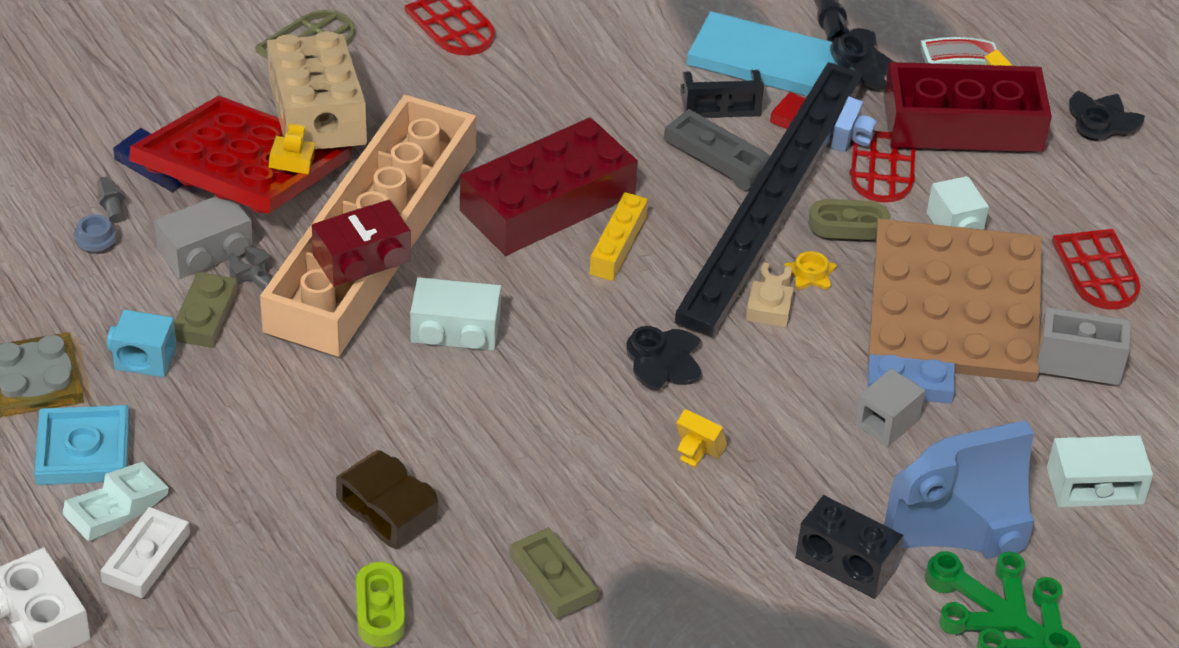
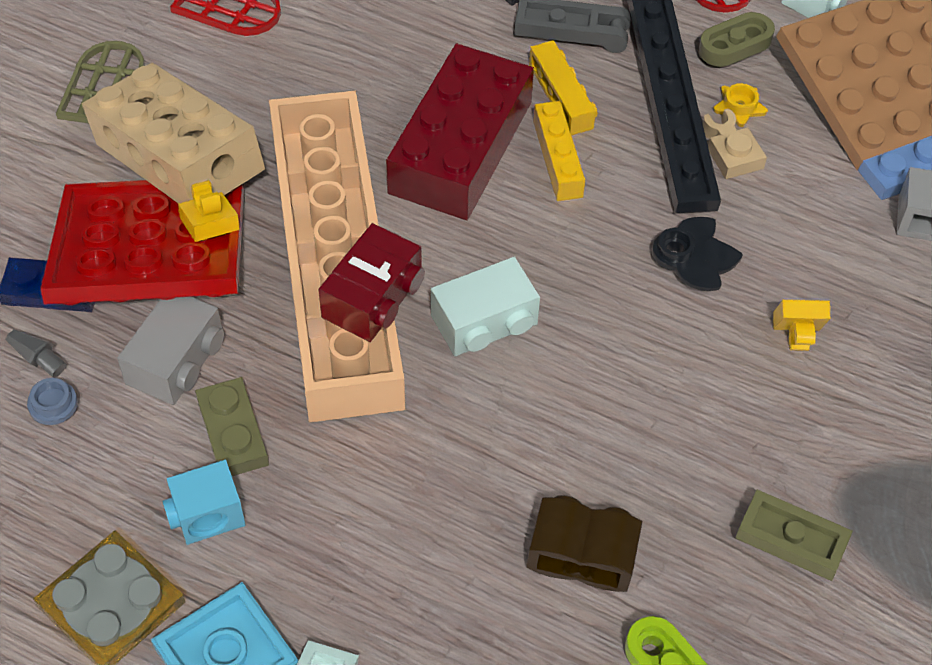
camera: 30 degrees left, 10 degrees up
(257, 272) = (251, 359): dark grey bar -> none
(664, 193) = (561, 85): none -> yellow piece

